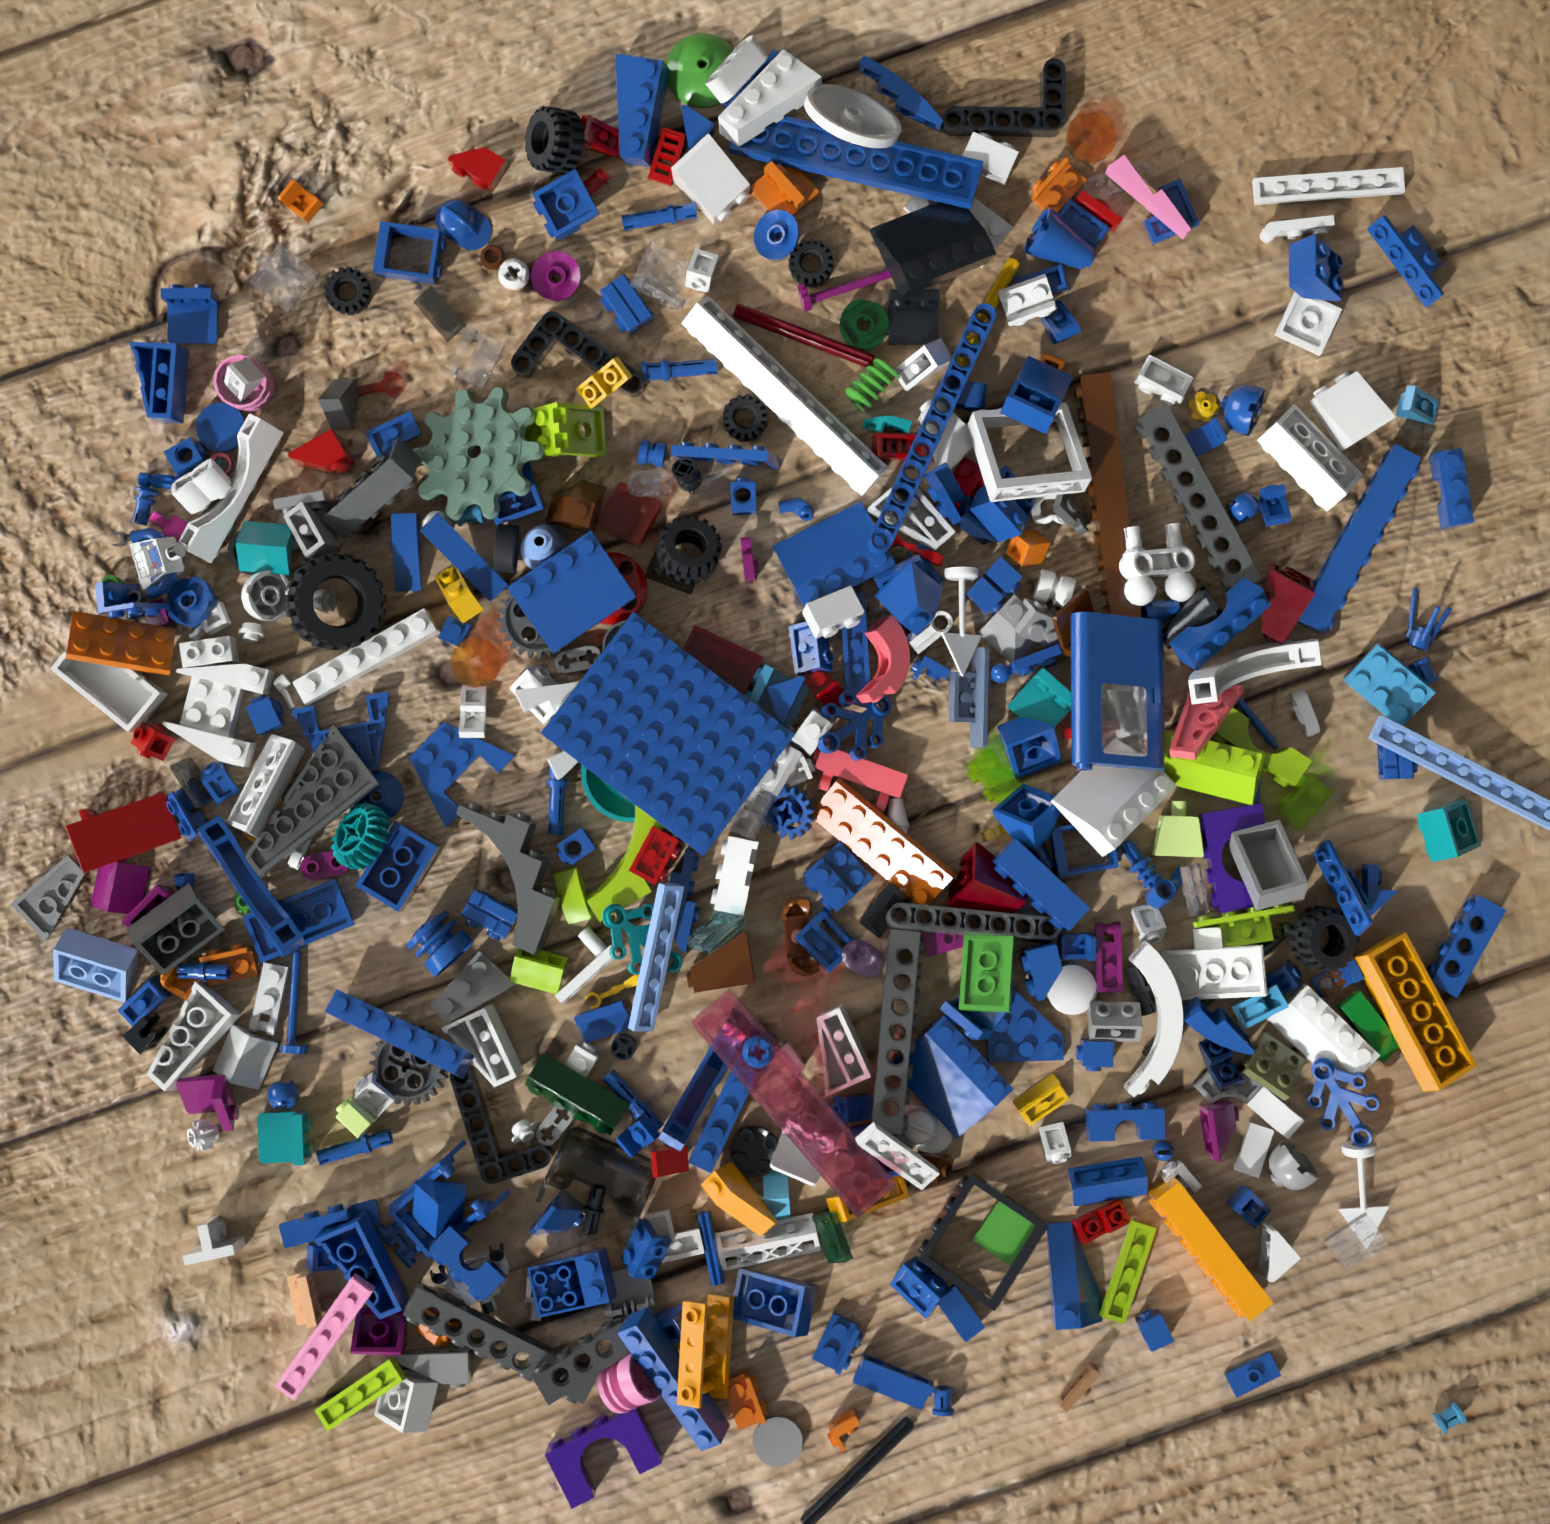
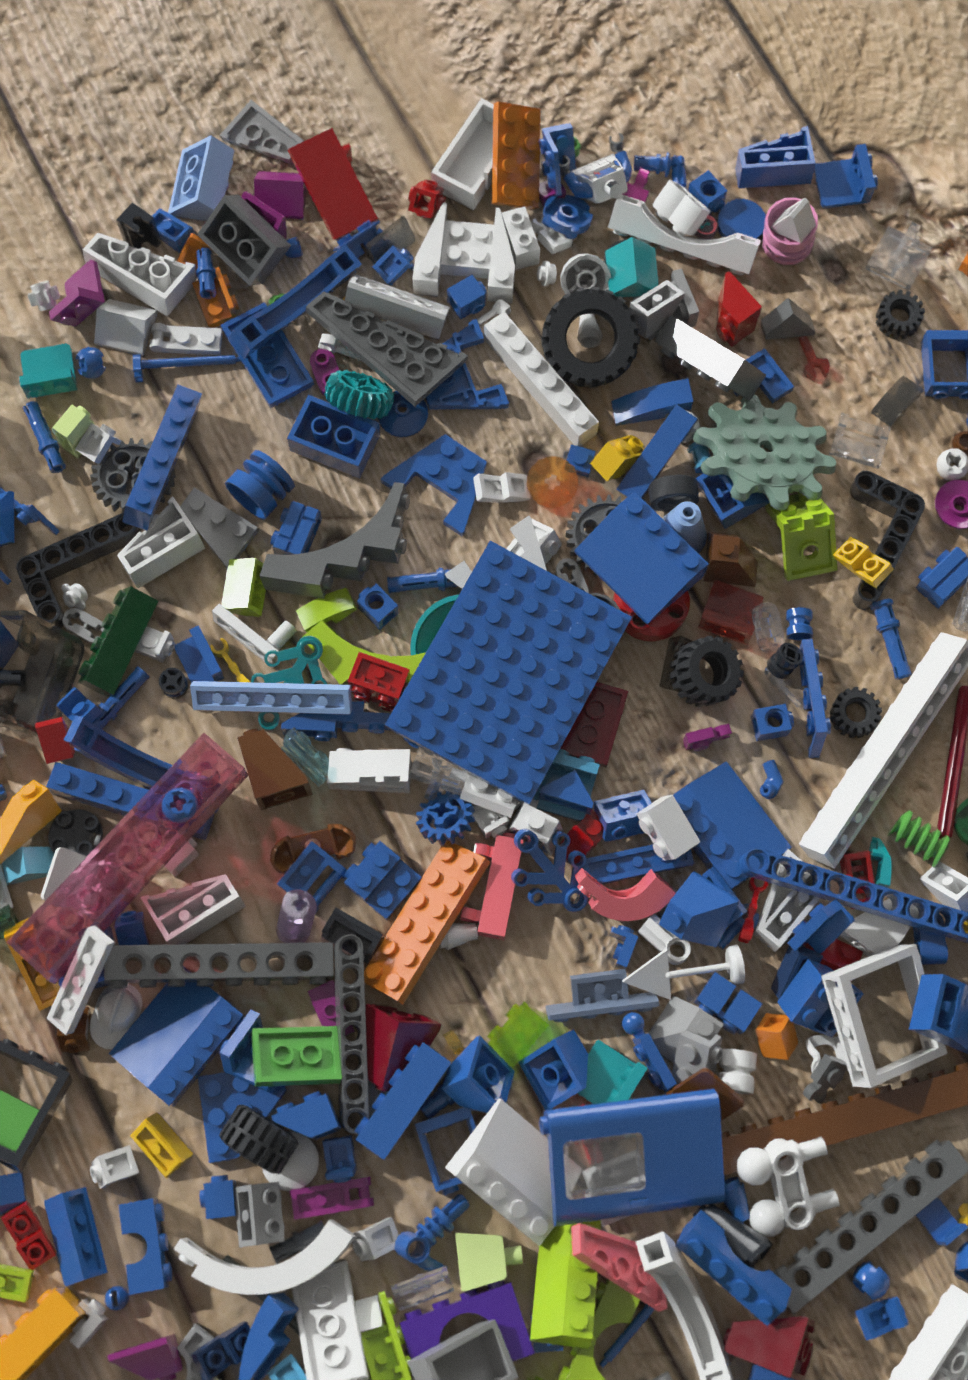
camera: 75 degrees right, 15 degrees down
(1056, 1015) = (258, 1139): none -> black tyre

